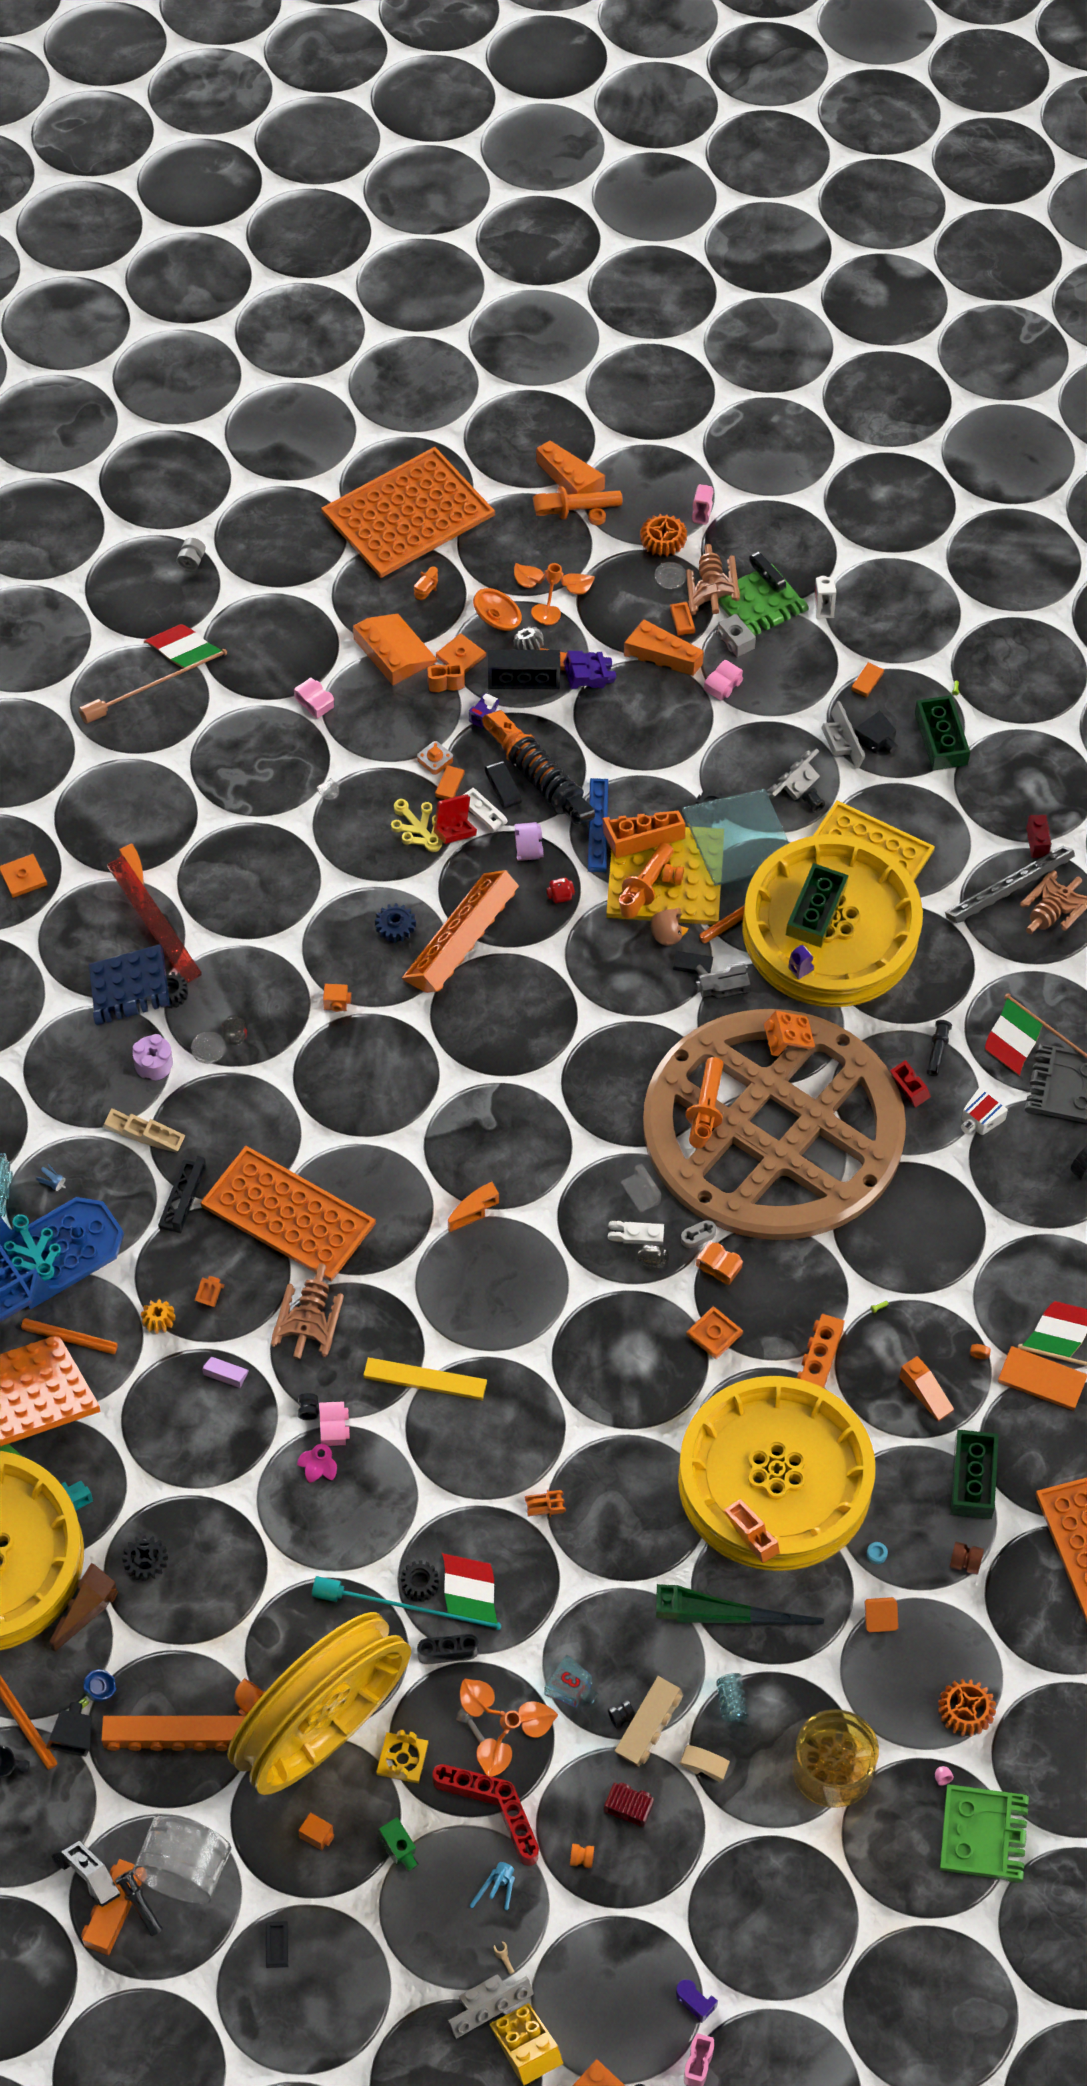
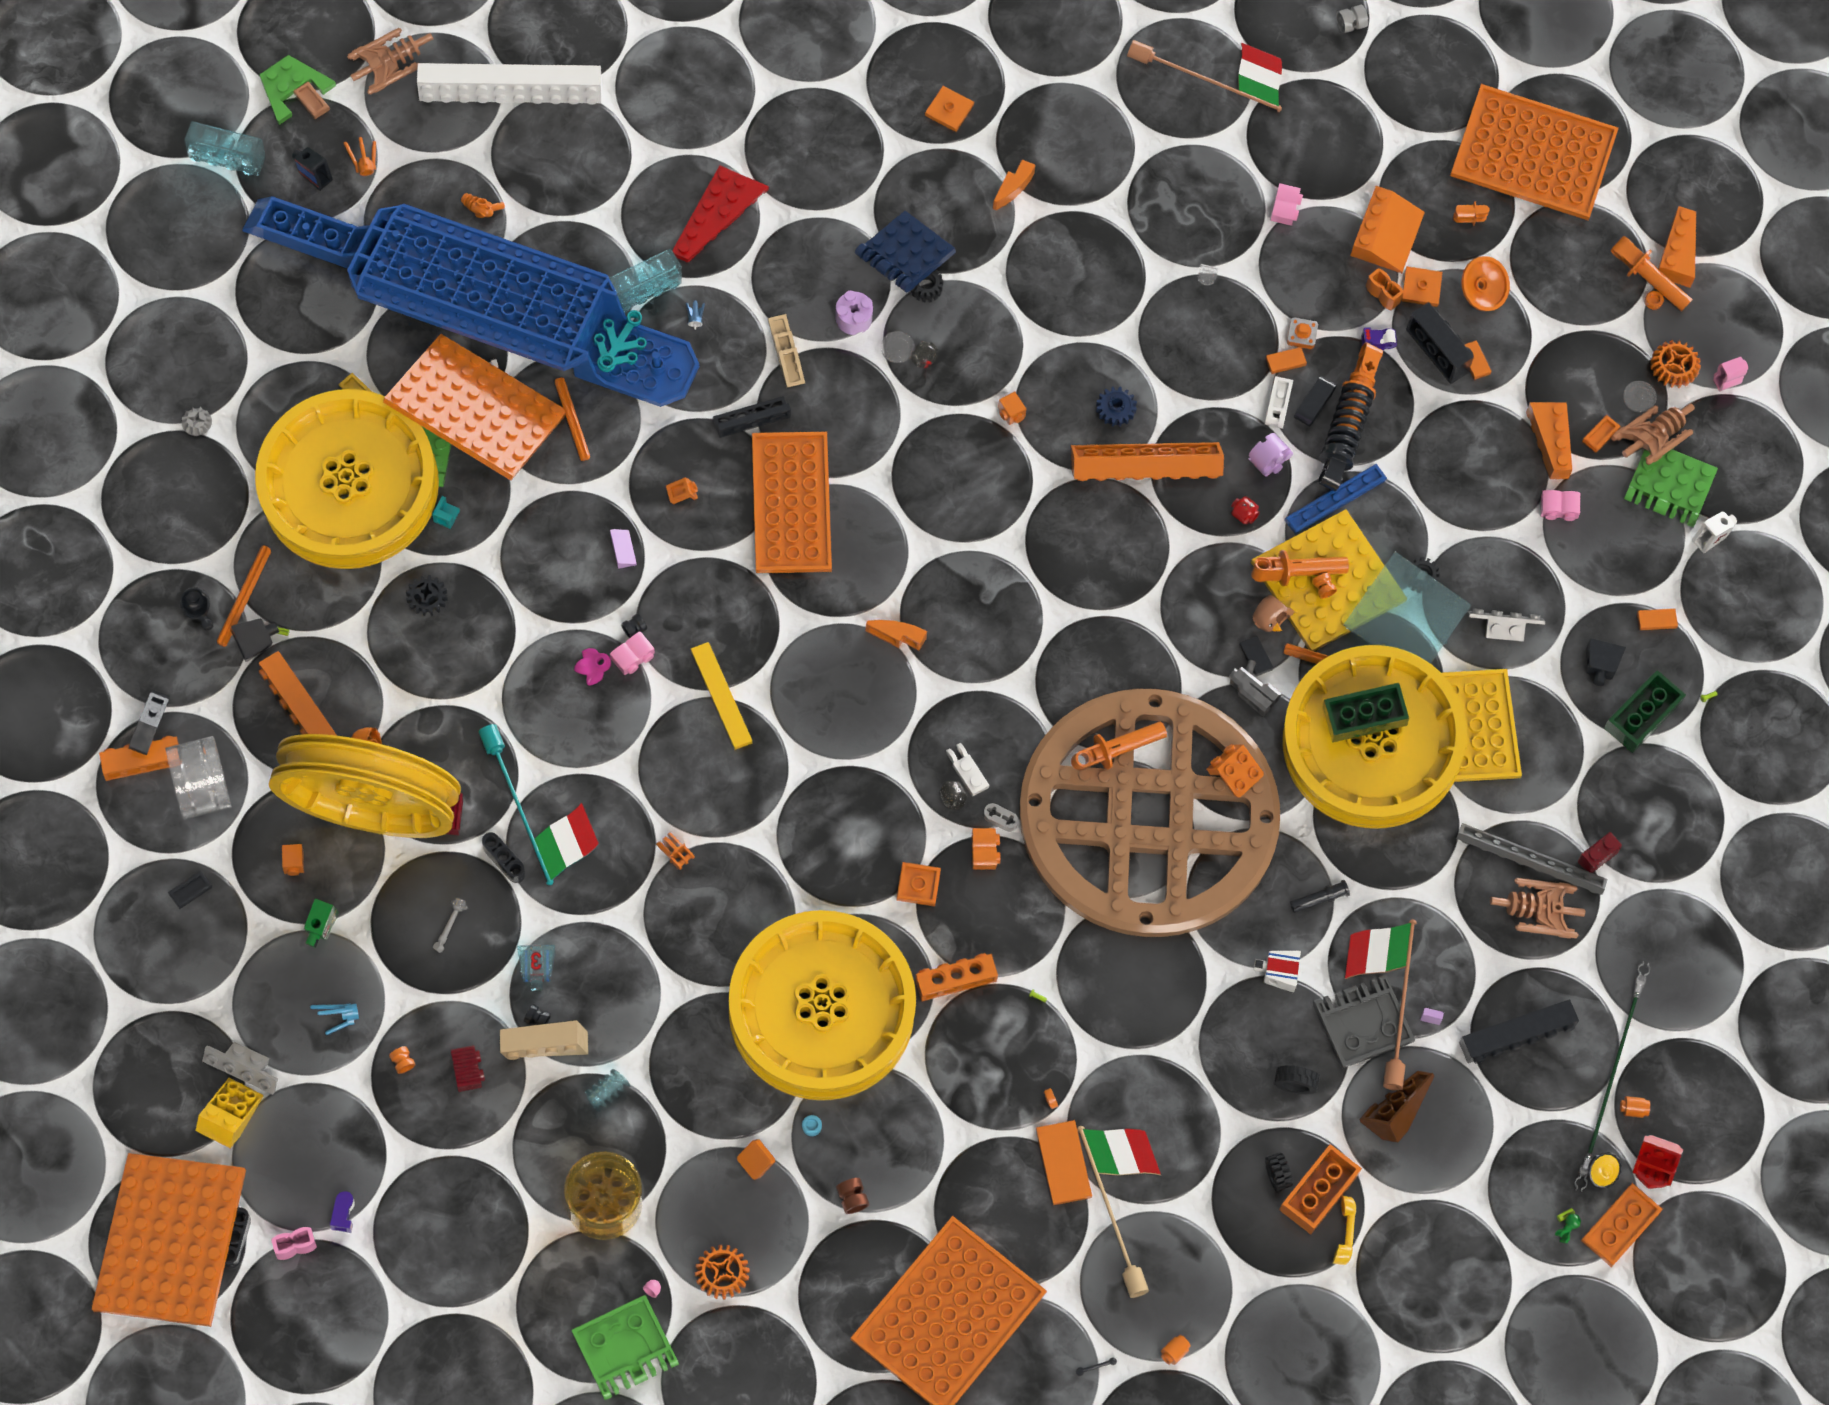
camera: 50 degrees right, 10 degrees up
(93, 1597) = (367, 580): reddish brown wedge -> none
(99, 1685) = (302, 632): blue hair -> none
(132, 1894) = (153, 764): black pin -> none
(154, 919) = (978, 228): clear red tile -> none
(160, 1309) = (633, 469): light orange gear -> none
(307, 1319) = (707, 577): nougat bar -> none
(400, 1771) = (403, 865): yellow piece -> none
(417, 826) = (1224, 365): light yellow plant -> none
(419, 1569) = (544, 790): black tyre -> none
(452, 821) = (1245, 386): red bracket -> none
(492, 1754) = (437, 942): orange plant -> none
(492, 1796) = (403, 979): red beam -> none
(503, 1955) = (288, 1053): tan hand -> none
(528, 639) = (1475, 328): light grey gear -> none
(530, 576) = (1547, 287): orange plant -> none
(588, 669) = (1490, 394): dark purple hips -> none
(642, 1189) = (1009, 749): clear panel -> none
(643, 832) = (1346, 536): orange wedge -> none
(696, 1607) = (664, 1014): dark green plate -> none
(703, 1761) = (539, 1102): tan slope -> none
(736, 635) = (1613, 496): light grey brick -> none
(752, 1531) = (746, 1014): orange slope -> none
(767, 572) = (1699, 469): black beam -> none
(801, 959) = (1300, 734): dark purple leg -> none
(813, 800) = (1493, 651): black bush -> none
(842, 737) = (1576, 632): light grey bracket -> none
(910, 1085) = (1265, 888): red brick -> none
(925, 1388) = (985, 1077): slope -> none
(974, 1474) = (931, 1158): dark green brick -> none

